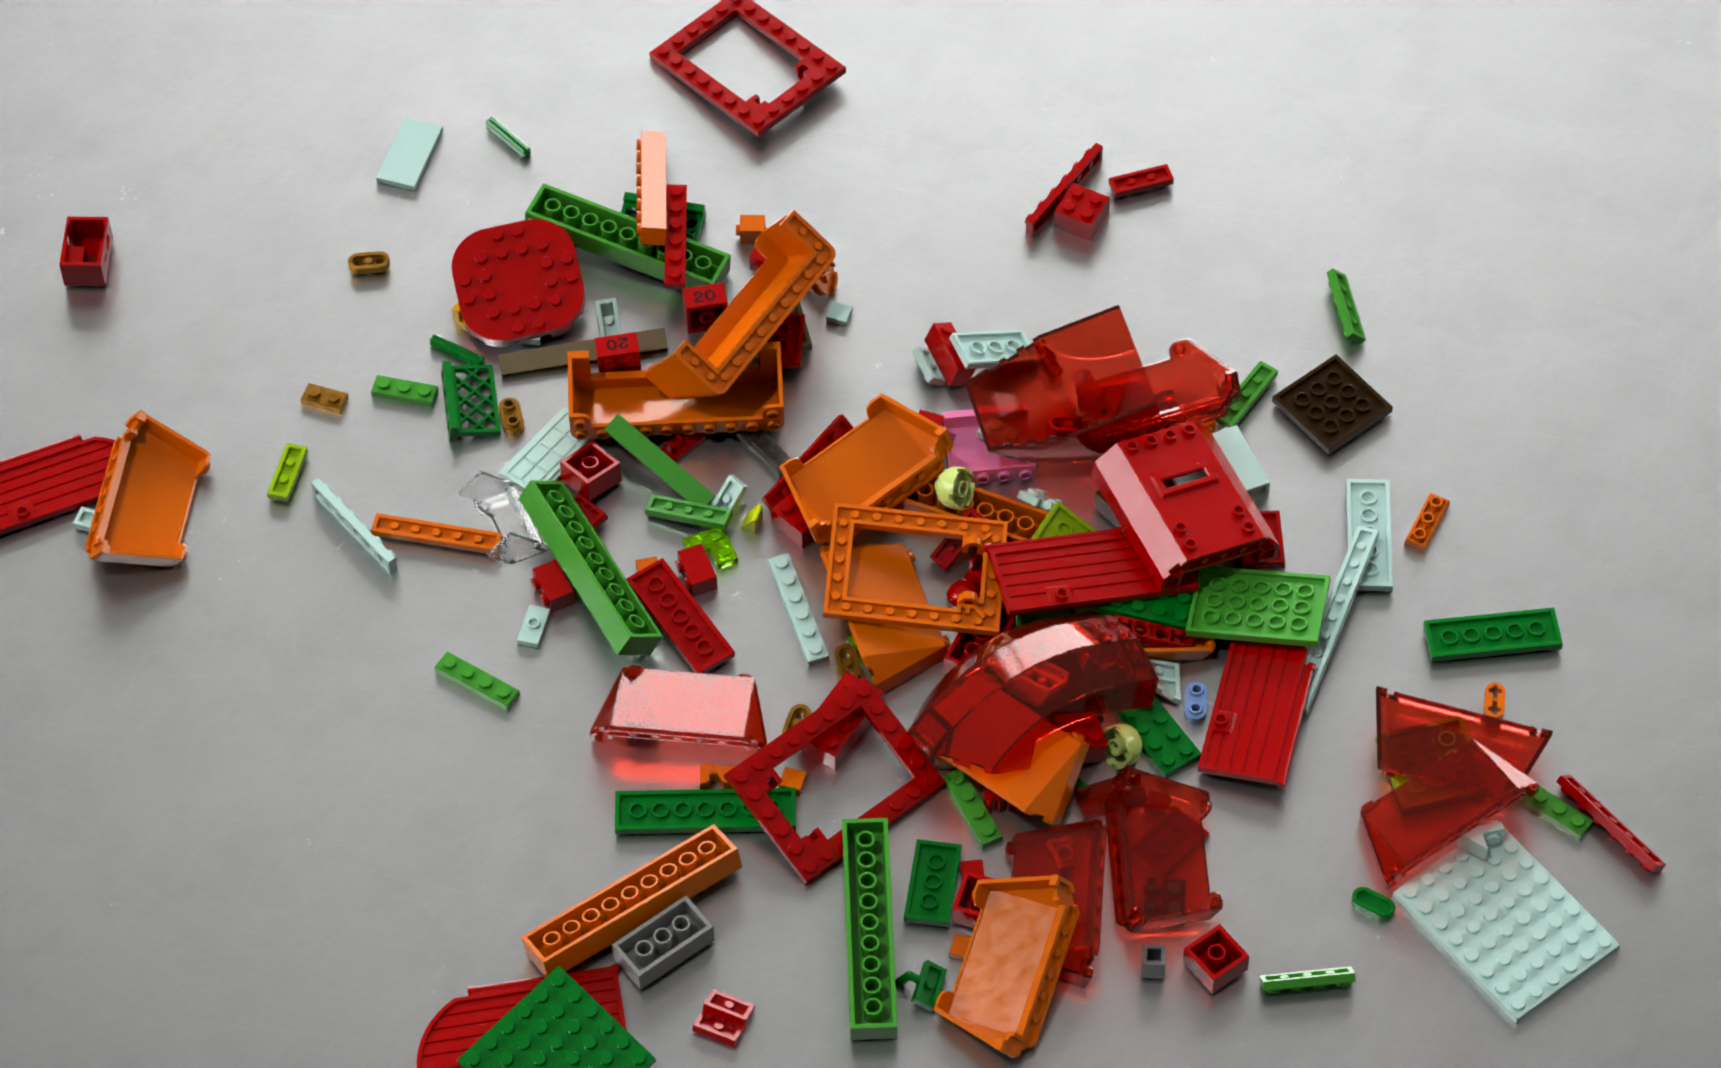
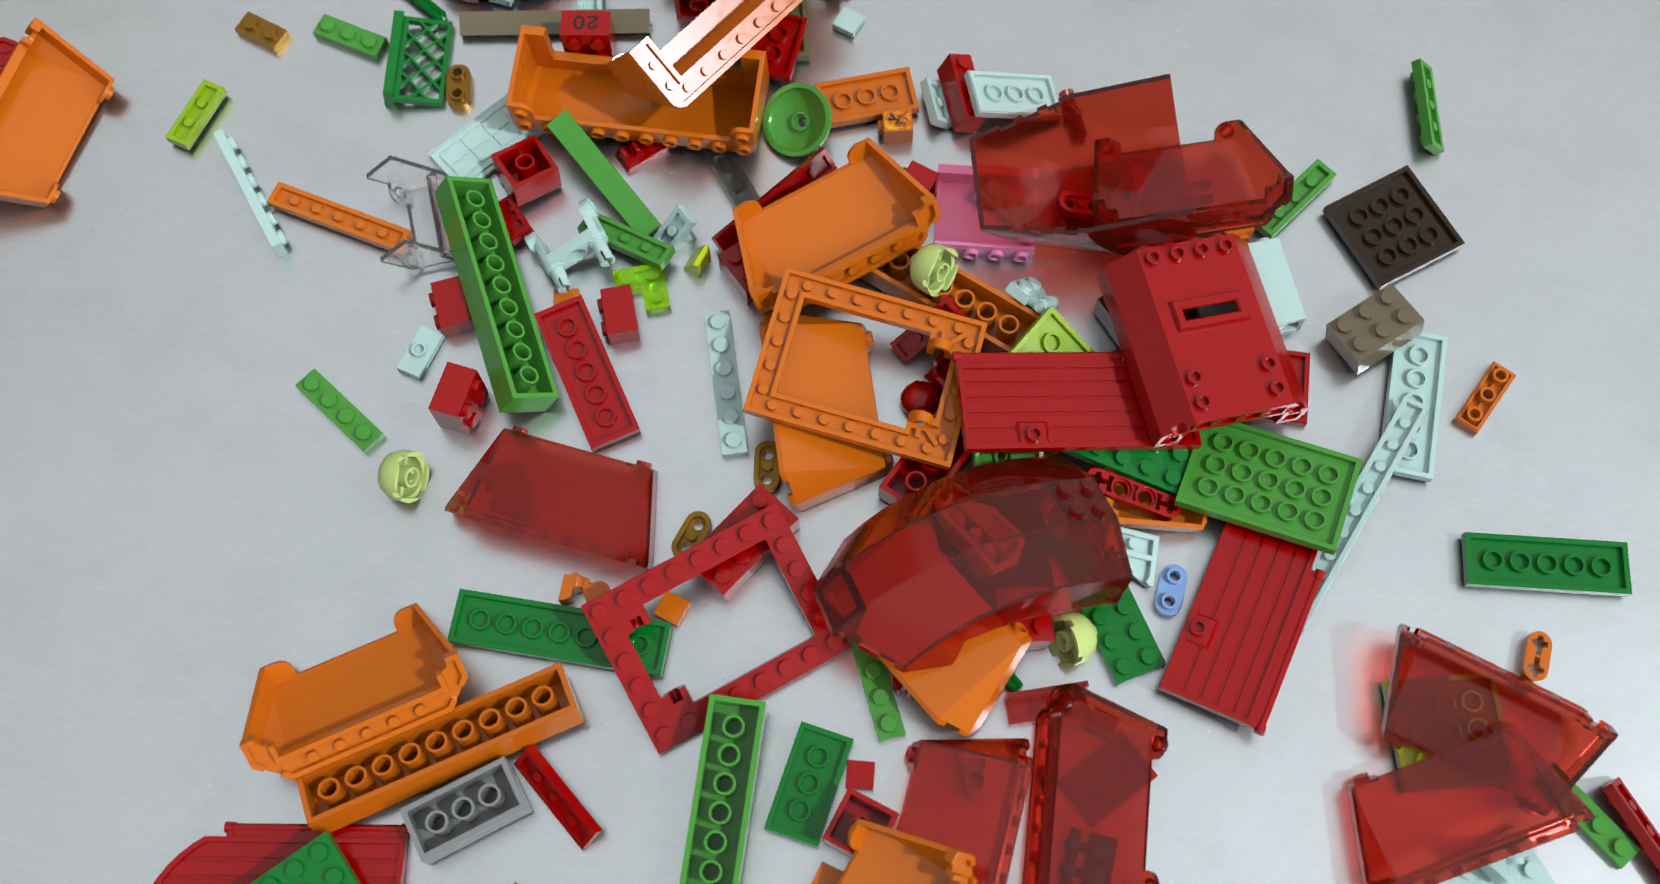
camera: 10 degrees right, 15 degrees up
(546, 716) = (403, 475): none -> yellowish green cylinder
(561, 875) = (352, 699): none -> orange windscreen
(579, 651) = (458, 398): none -> red brick
(635, 537) = (589, 241): none -> light aqua connector
(734, 924) = (557, 796): none -> red plate
(805, 387) = (784, 117): none -> bright green dish
(868, 371) = (865, 96): none -> orange plate
(900, 388) = (896, 126): none -> orange brick
(1326, 481) = (1374, 328): none -> dark tan brick

